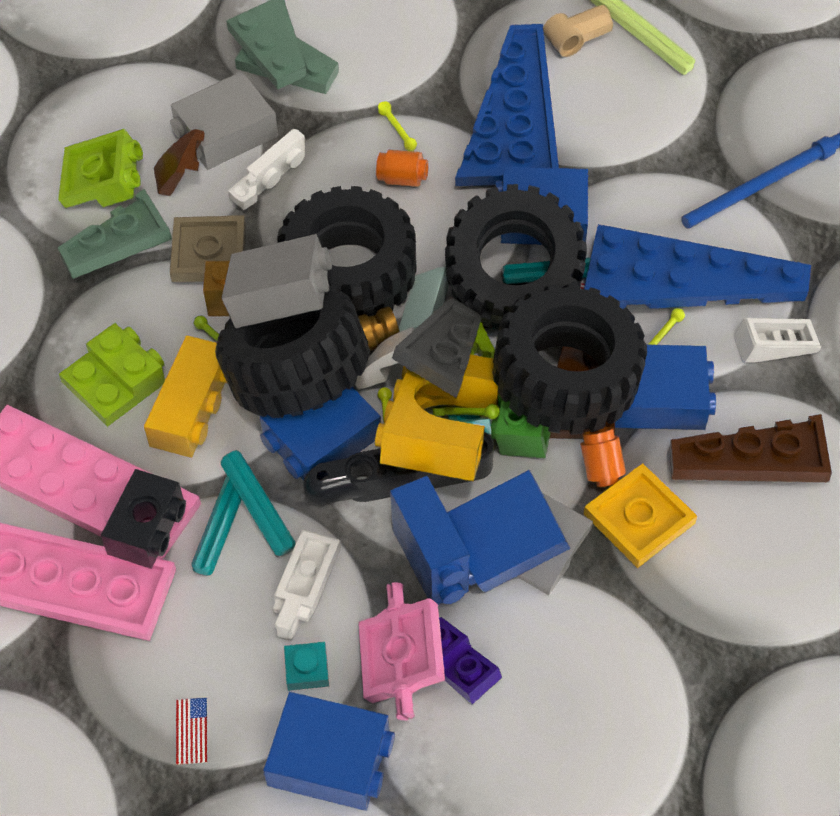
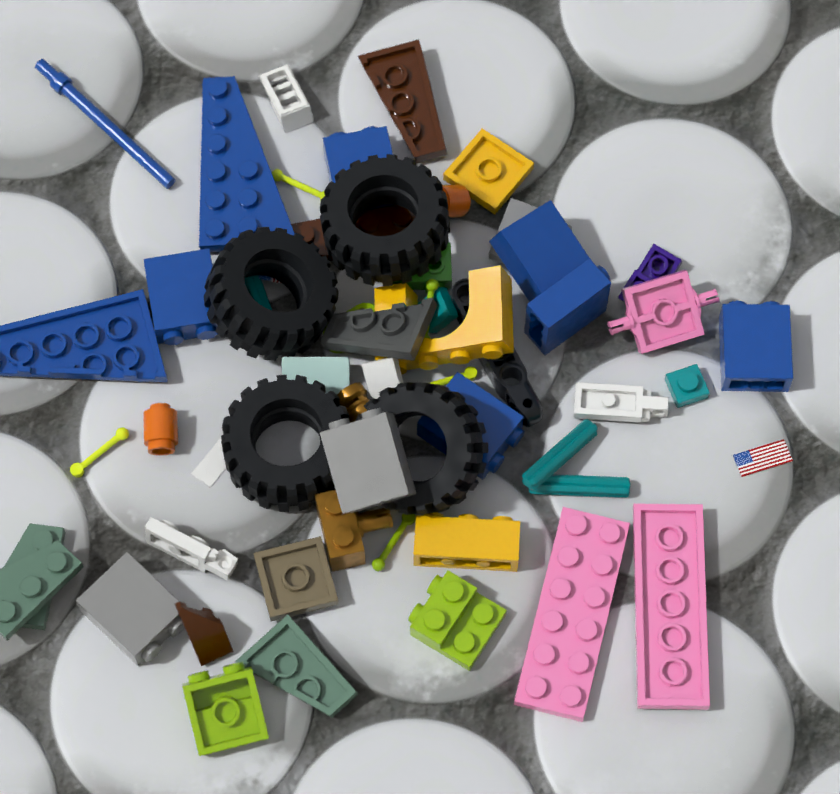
camera: 105 degrees left, 10 degrees up
(142, 498) = (594, 539): black brick -> none

